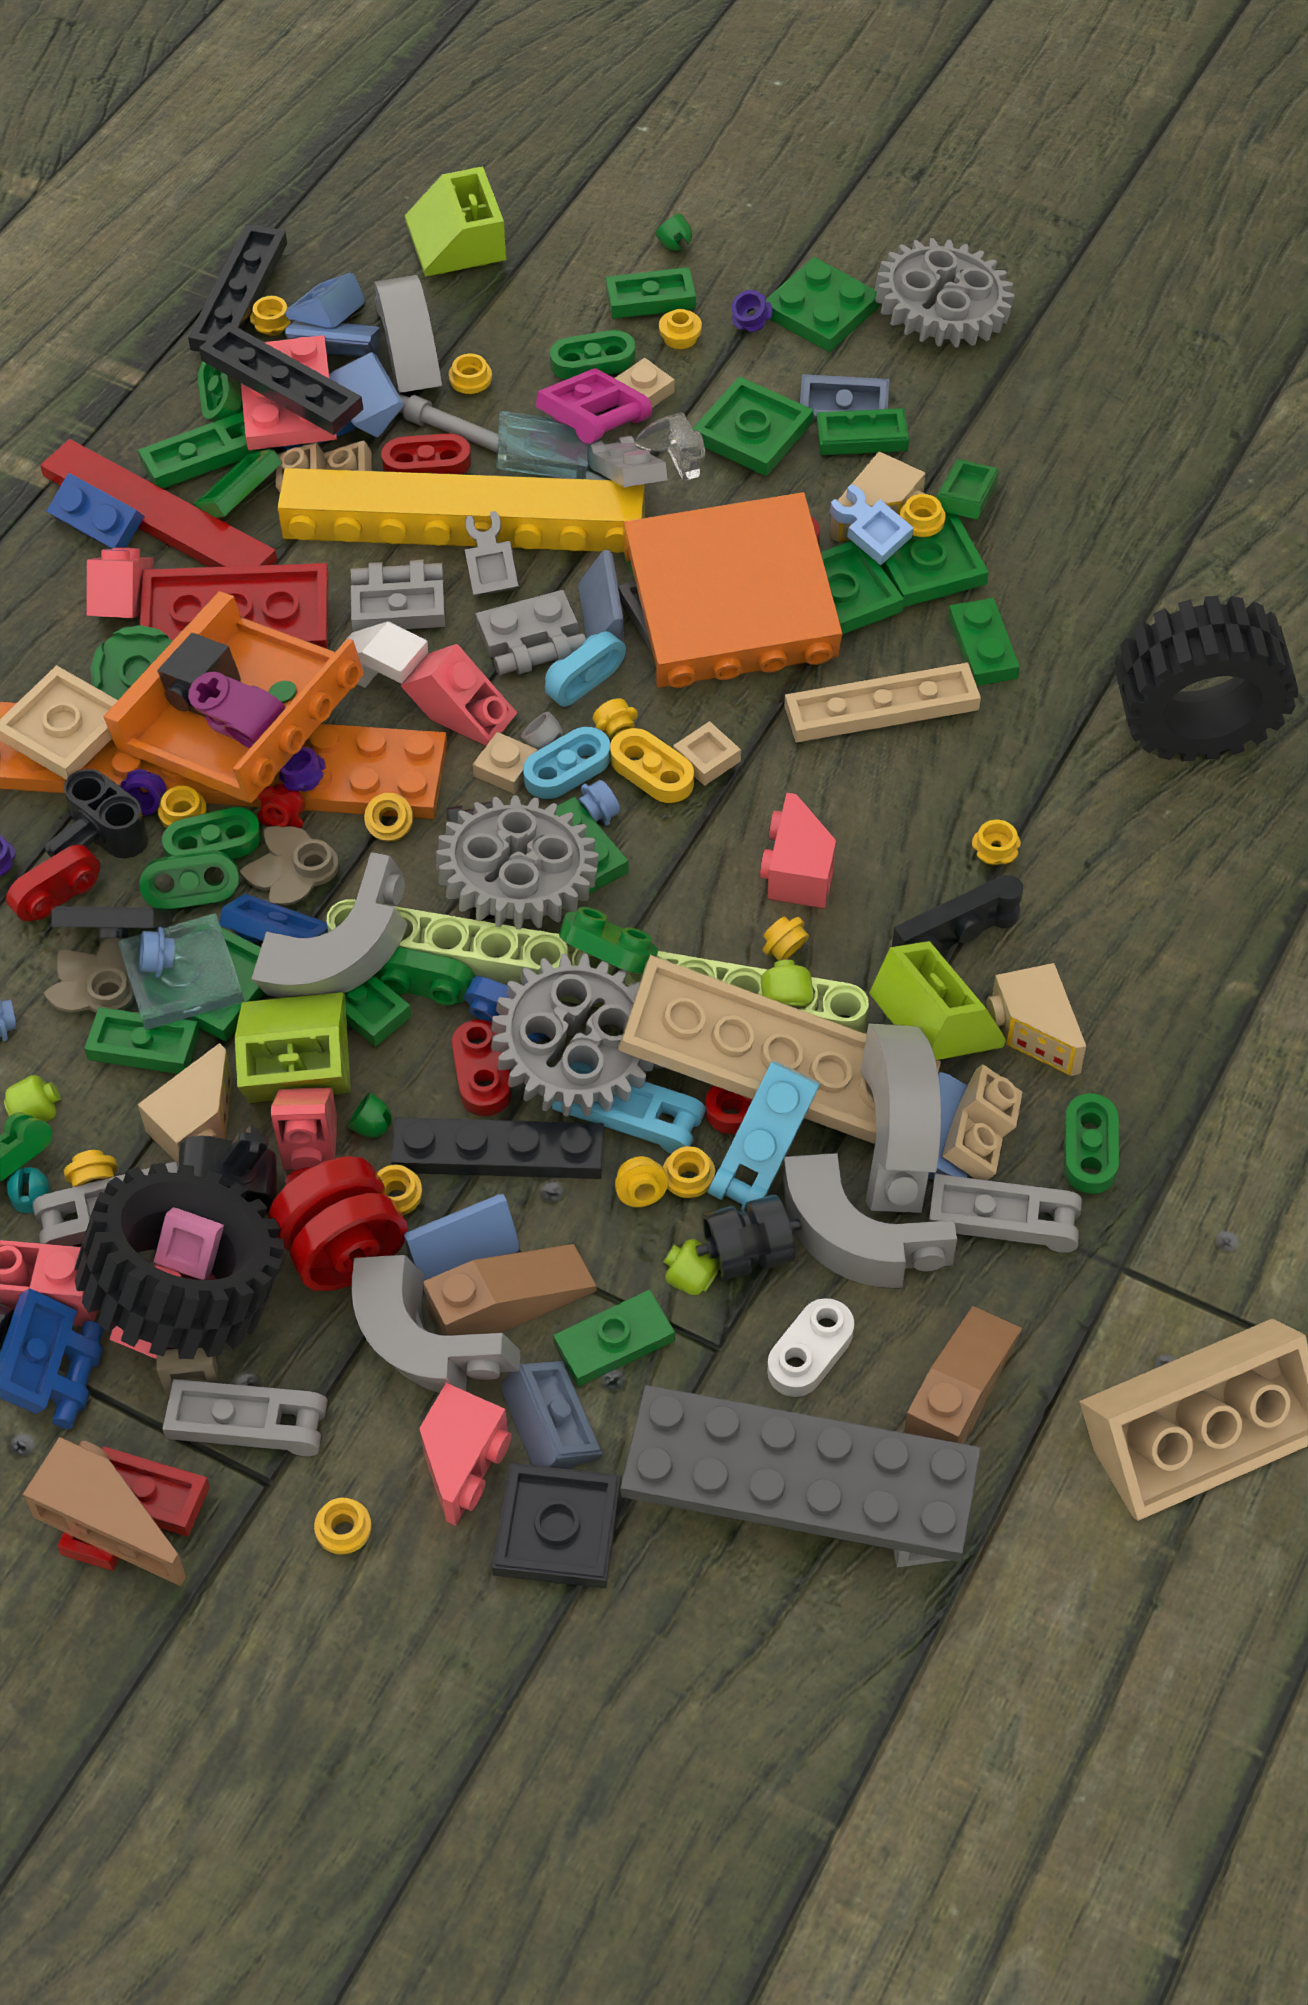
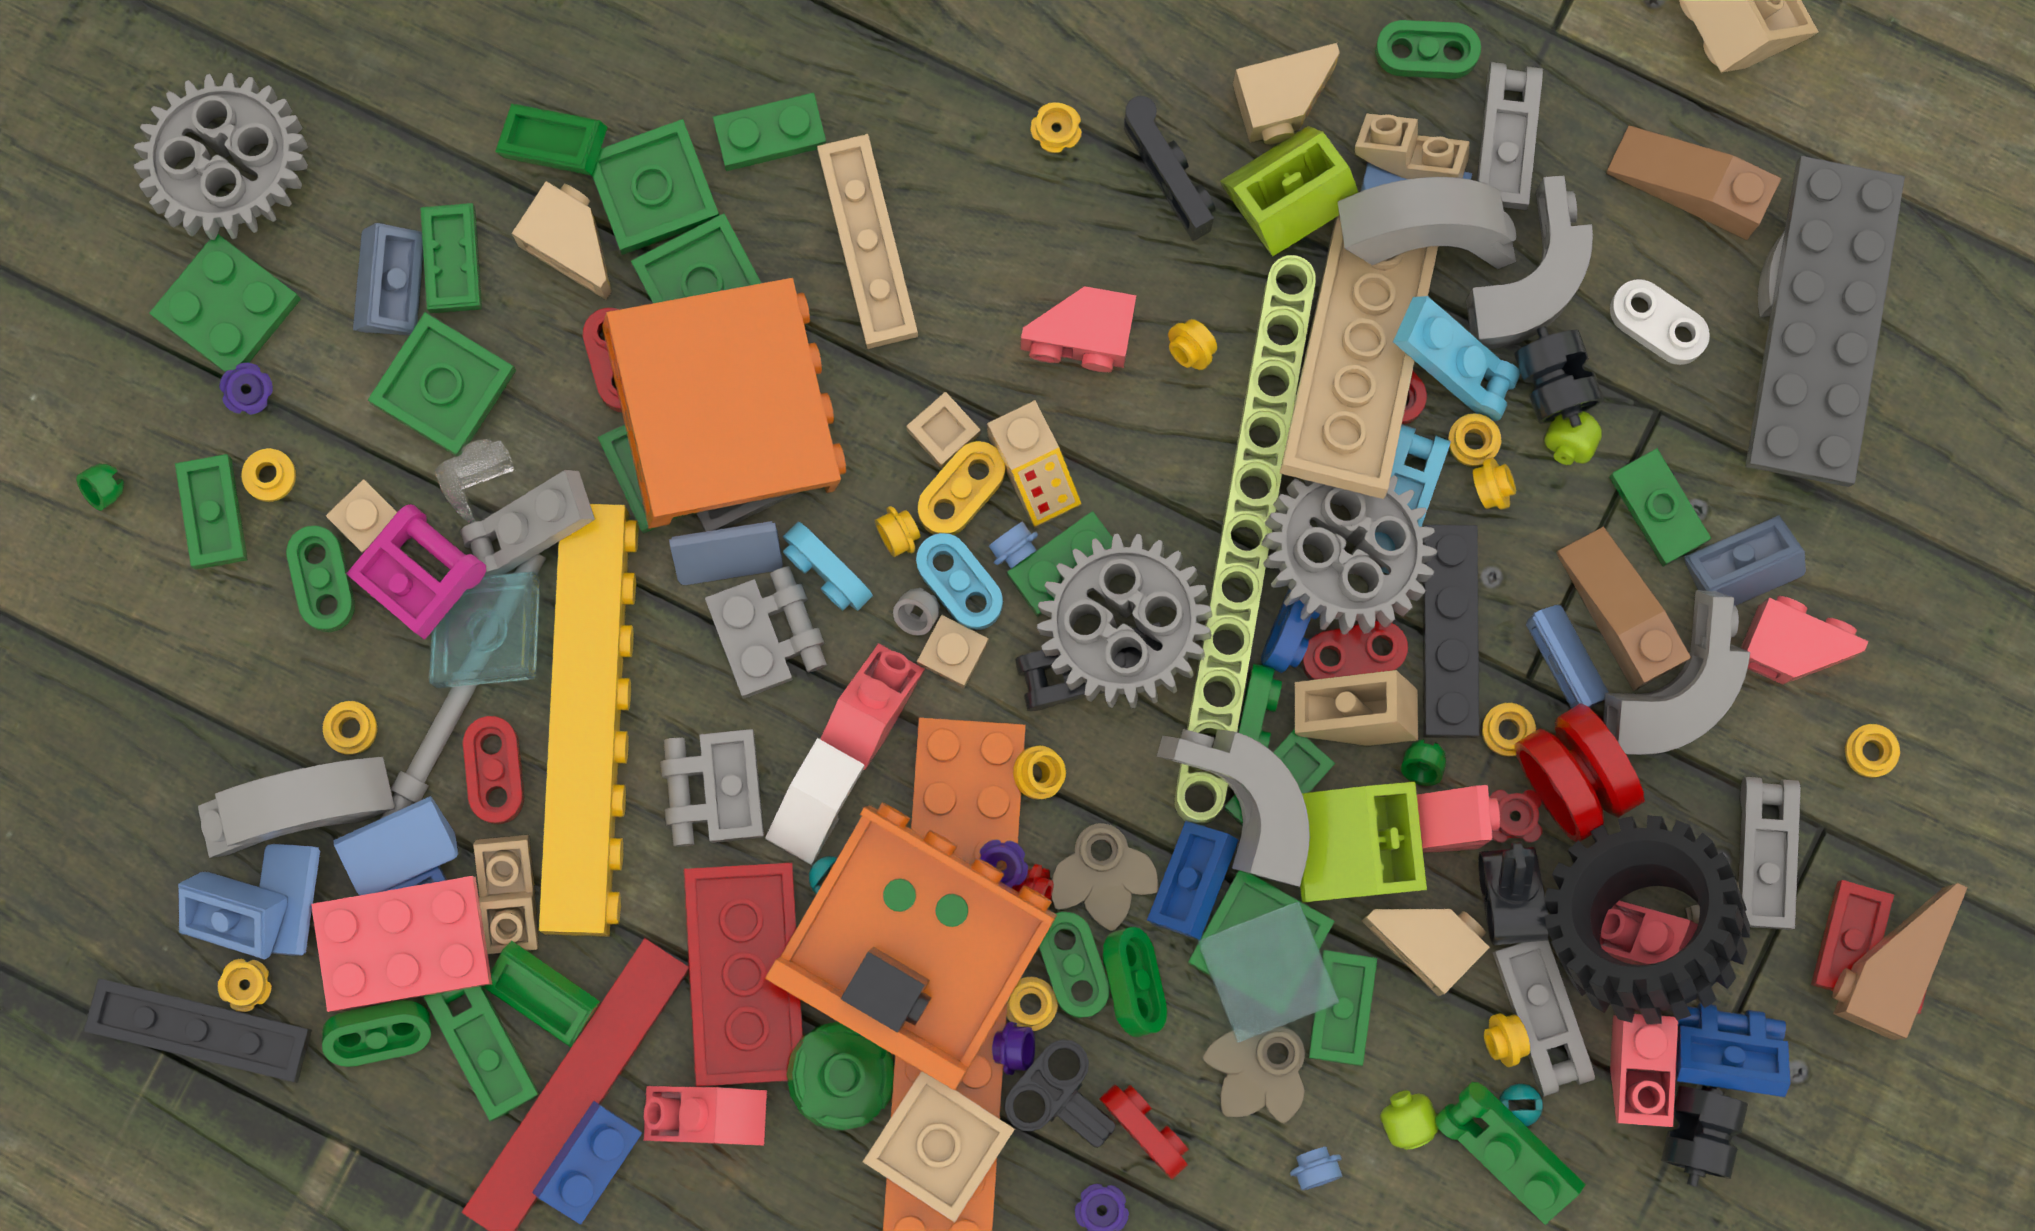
camera: 95 degrees left, 25 degrees up
(111, 921) = (1207, 1052): black plate -> none
(156, 952) = (1269, 992): medium blue plate -> none
(188, 1243) = (1620, 915): bright pink plate -> none
(234, 707) = (958, 926): magenta piece -> none
(281, 379) = (416, 941): black plate -> none
(421, 1054) = (1358, 709): none -> tan slope
(457, 224) = (95, 758): lime slope -> none
(491, 563) = (668, 680): light grey plate -> none
(557, 1525) = (1862, 550): black plate -> none
(618, 946) = (1244, 514): green plate -> none
(674, 813) = (1034, 464): none -> tan slope
(788, 984) = (1278, 336): lime piece -> none
(875, 528) = (636, 238): light blue plate -> none
(923, 514) = (605, 173): yellow plate -> none

